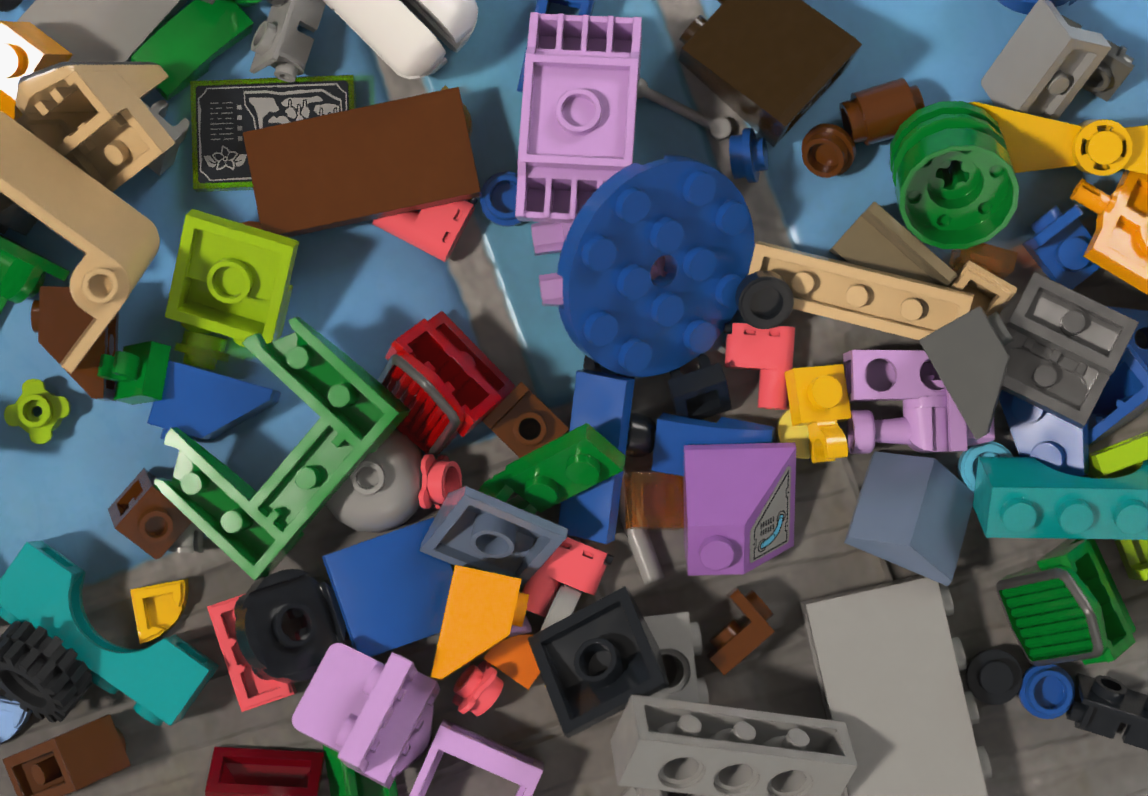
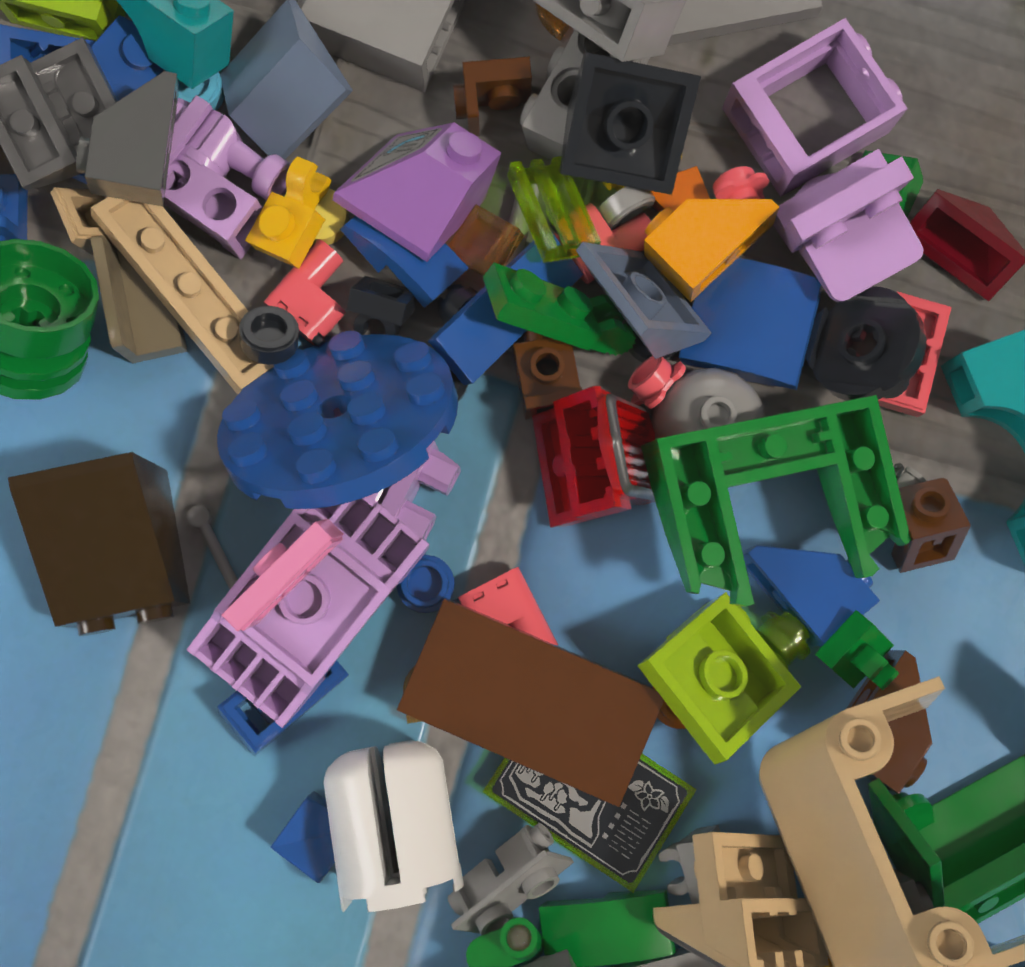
camera: 150 degrees left, 5 degrees down
(53, 411) = (981, 693): lime plate -> none
(158, 608) = (963, 446): yellow tile -> none
(602, 114) = (281, 572): none -> bright pink plate
(648, 587) = (563, 208): none -> clear neon green tile
(748, 155) = (191, 472): blue plate -> none
(828, 150) = (121, 428): reddish brown plate -> none
(879, 111) = (51, 428): reddish brown brick -> none
(991, 258) = (53, 232): clear orange tile -> none

